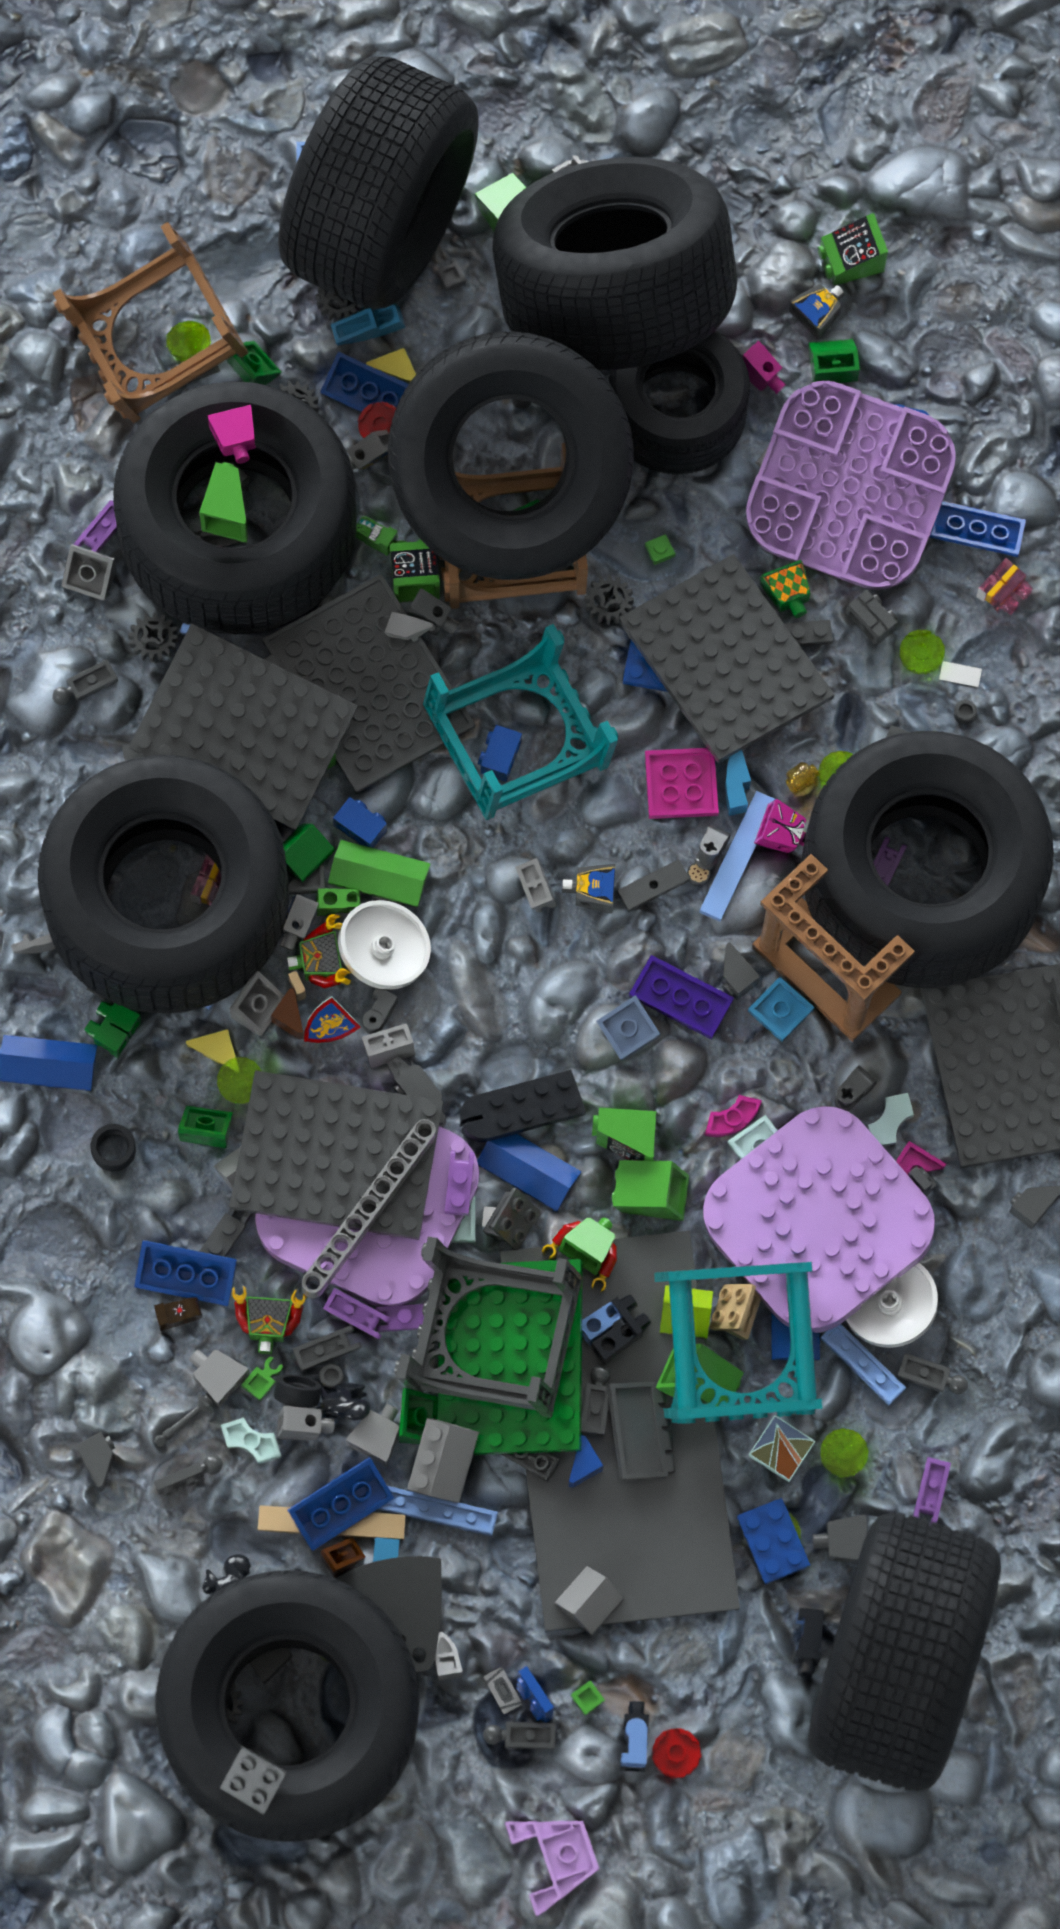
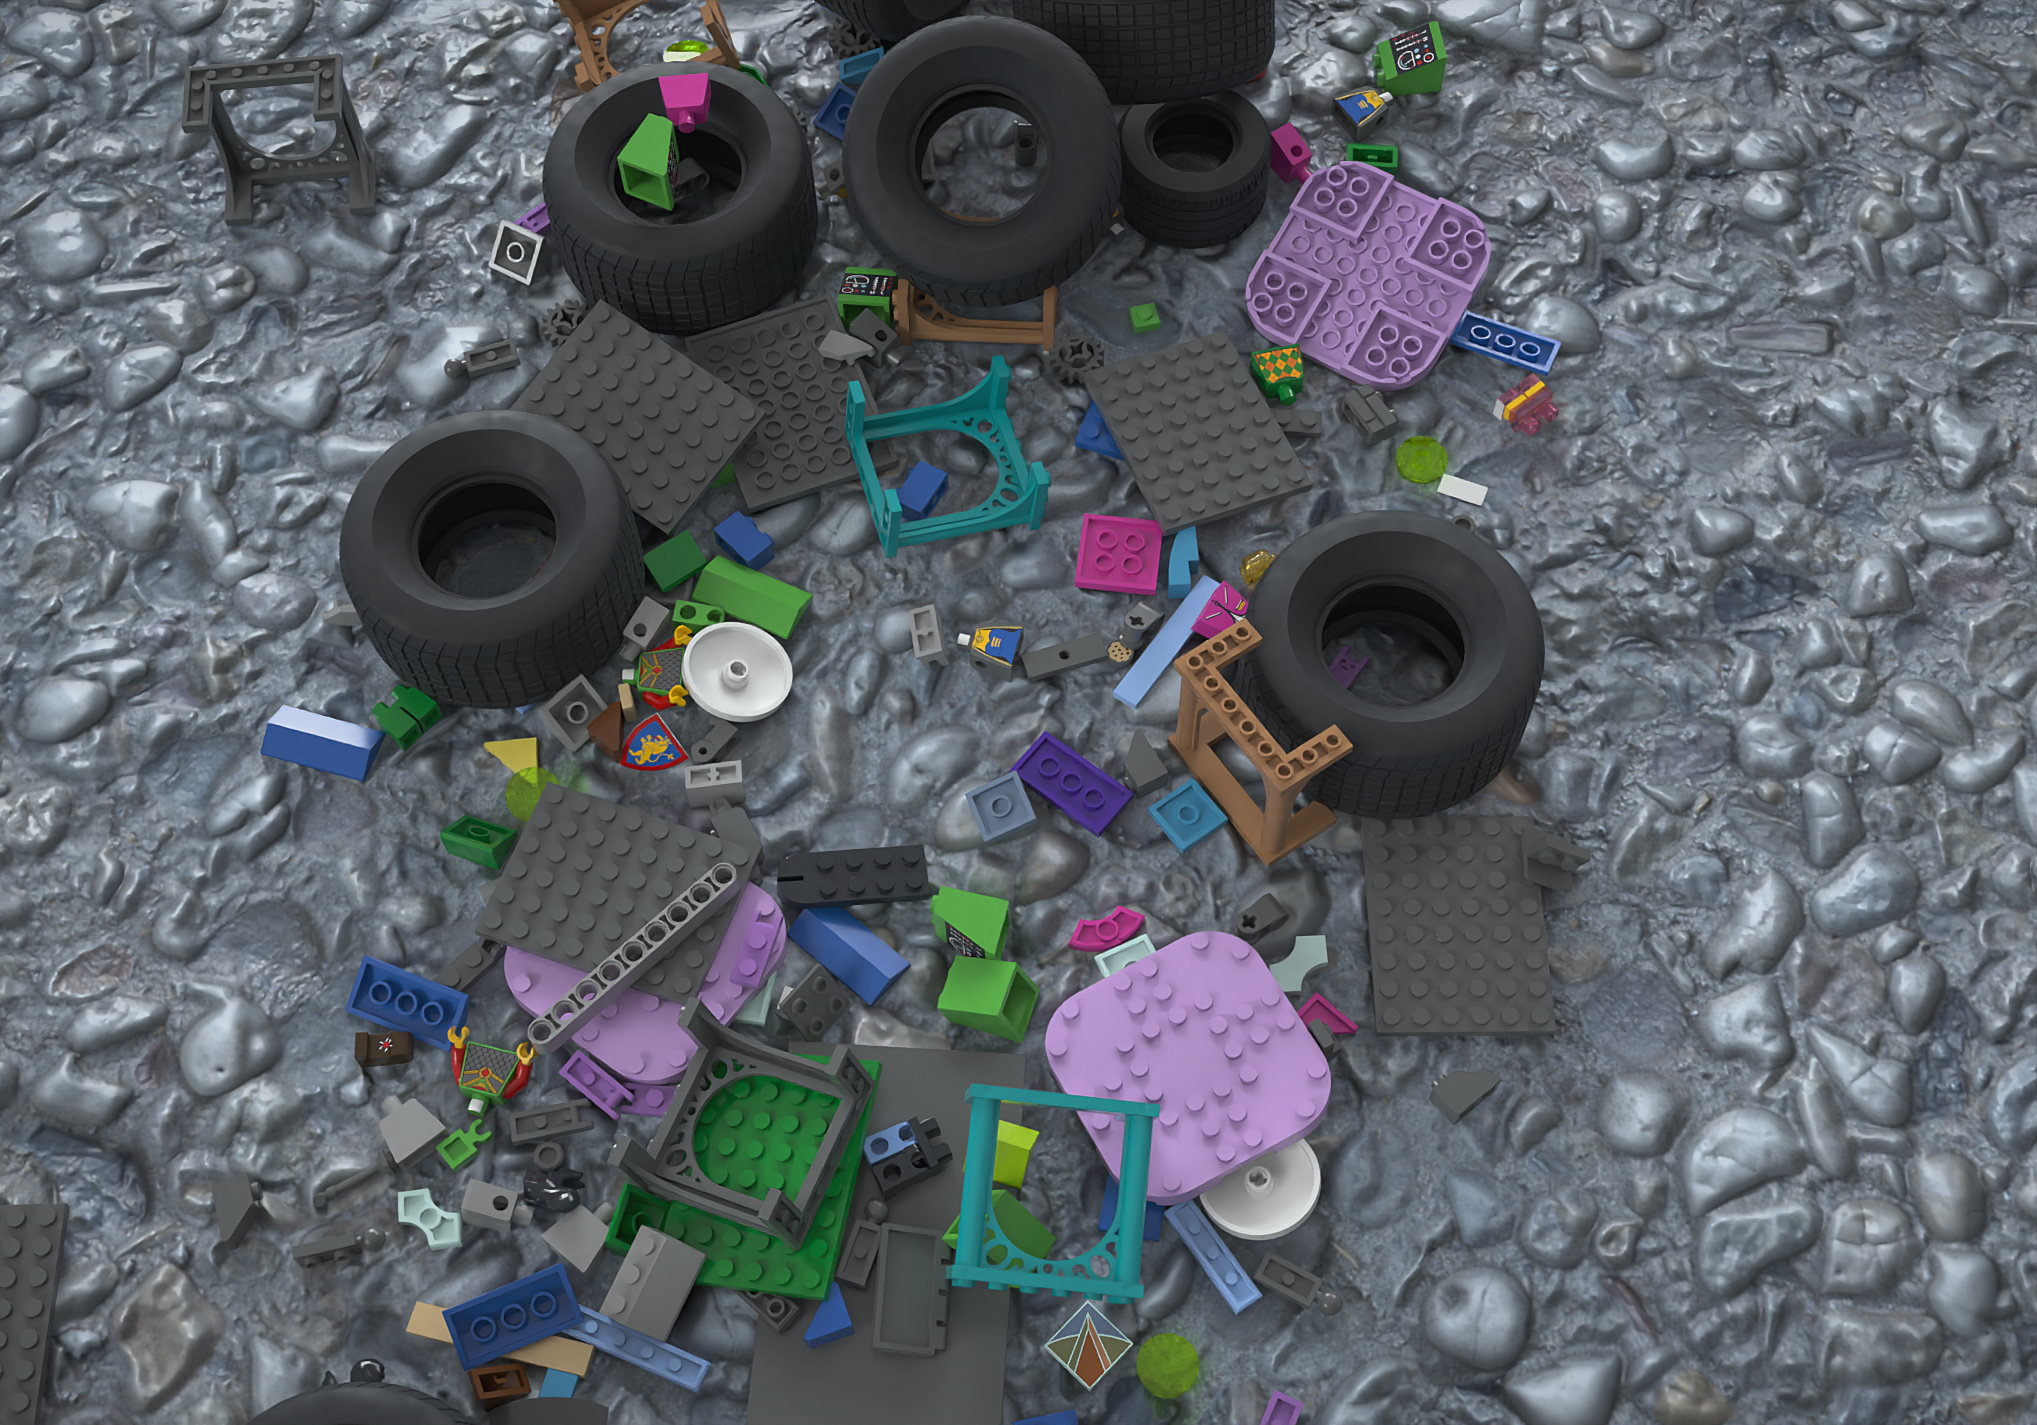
camera: 15 degrees right, 10 degrees down
(111, 1129) = (355, 831): black tyre -> none
(297, 1391) = (497, 1165): black tyre -> none
(375, 535) = (834, 259): bright green leg -> none
(590, 1243) = (898, 1047): torso -> none
(736, 1310) = (1064, 1160): tan bracket -> none

